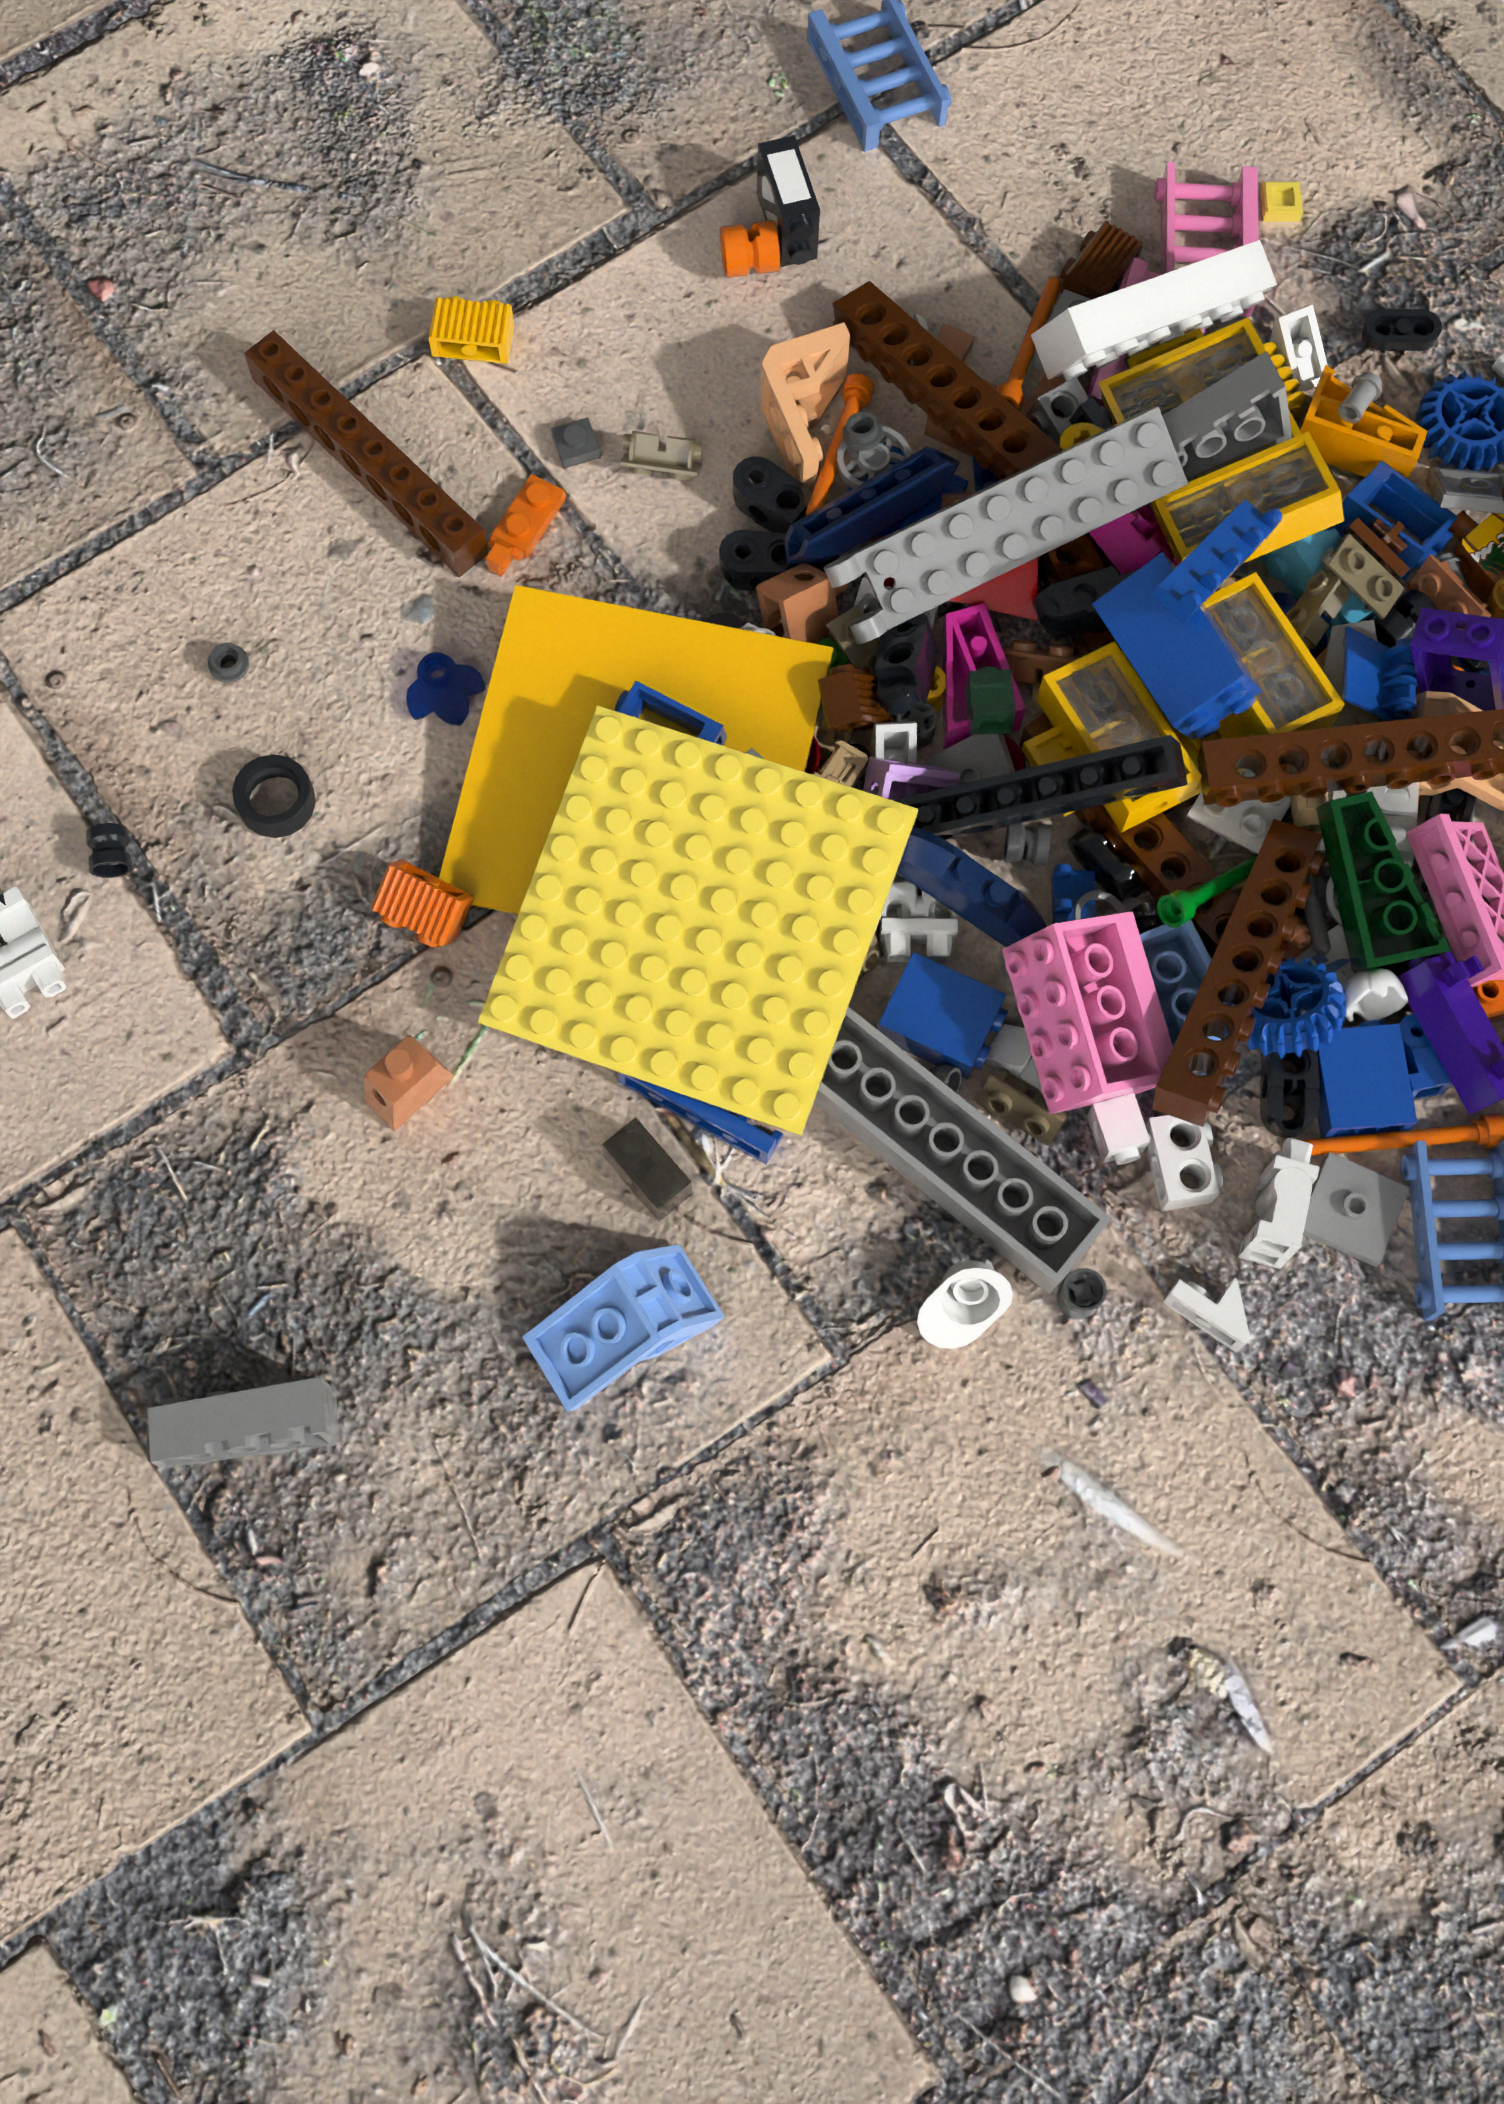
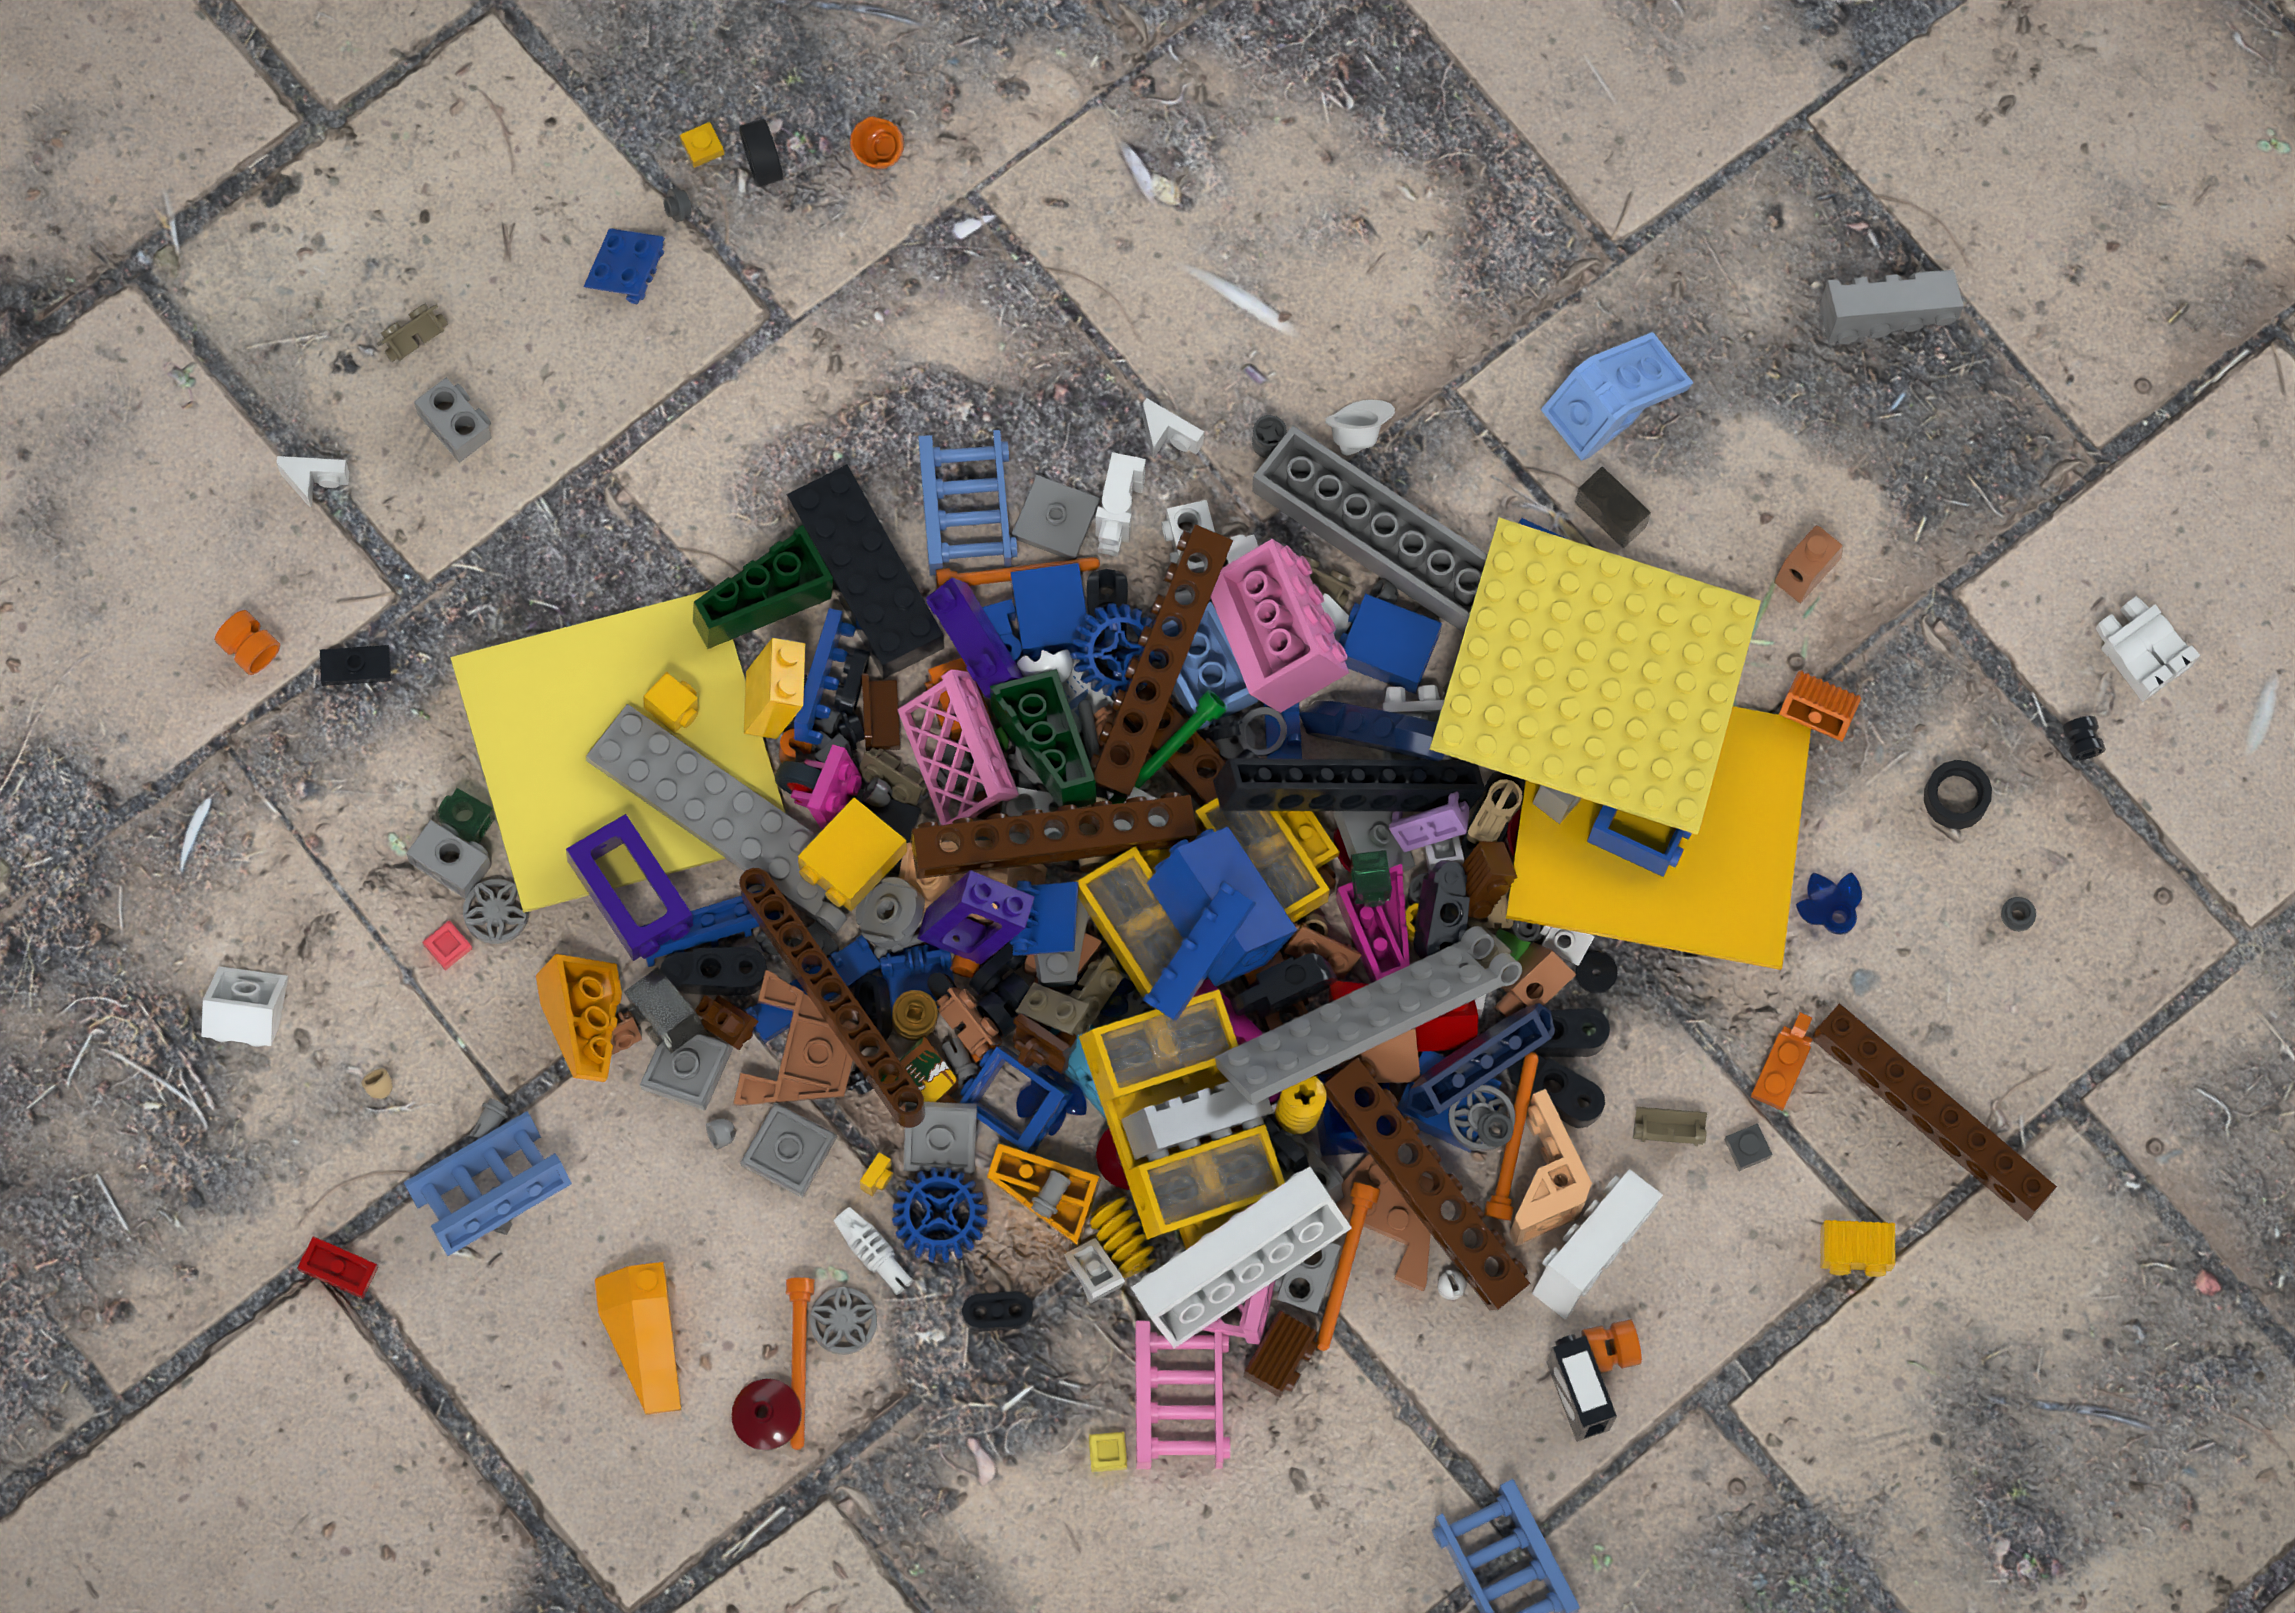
camera: 175 degrees right, 0 degrees up
(732, 362) = (1596, 1242): none -> white wedge

